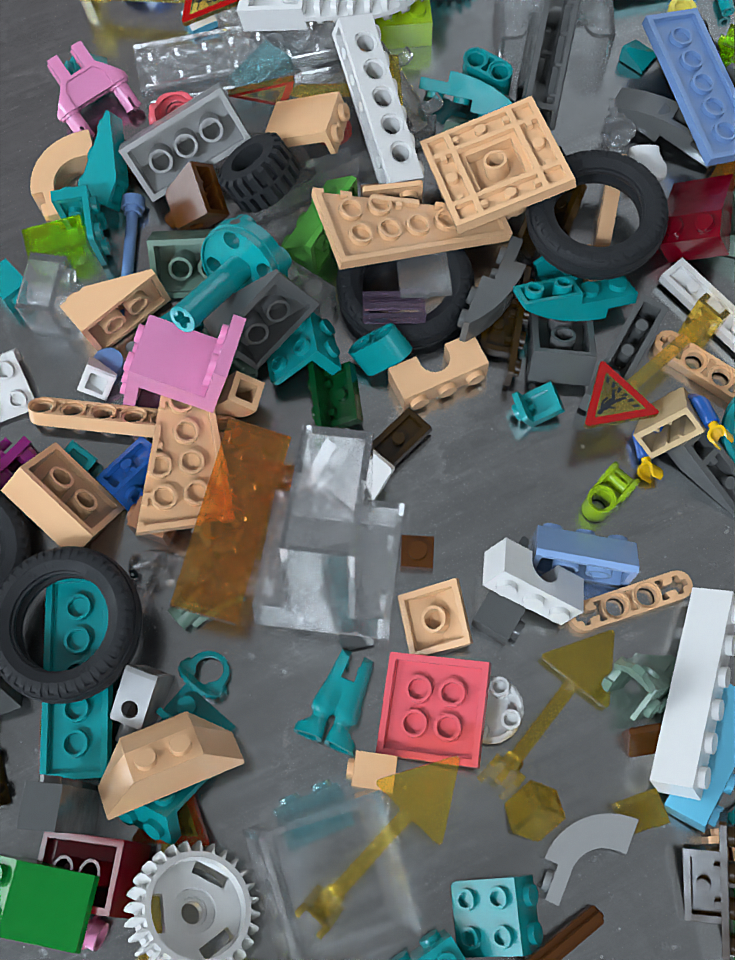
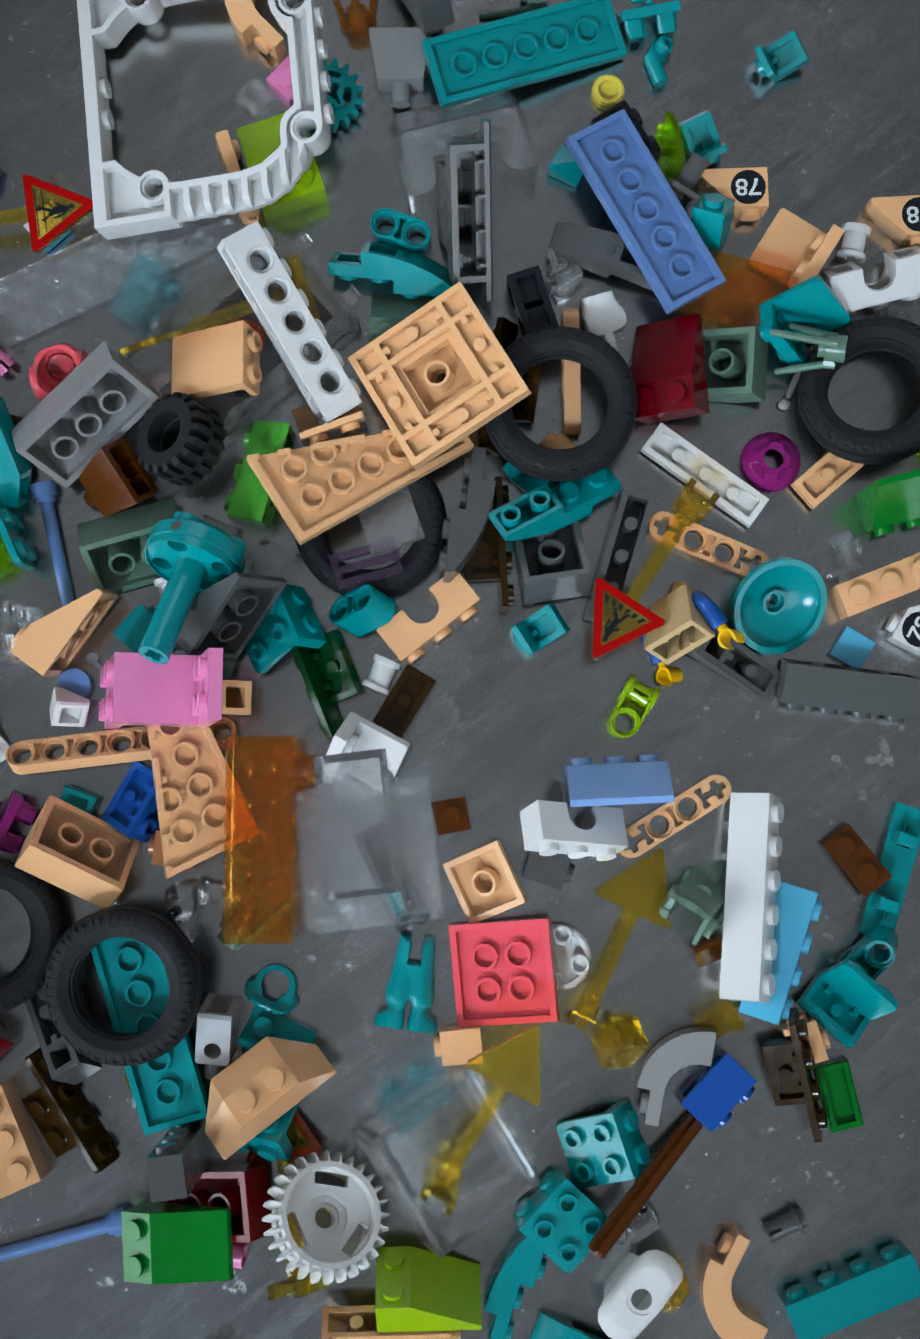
camera: 15 degrees left, 15 degrees up
(382, 411) = (381, 674): none -> white bush
(585, 131) = (530, 300): none -> black brick
(627, 887) = (717, 1091): none -> blue brick

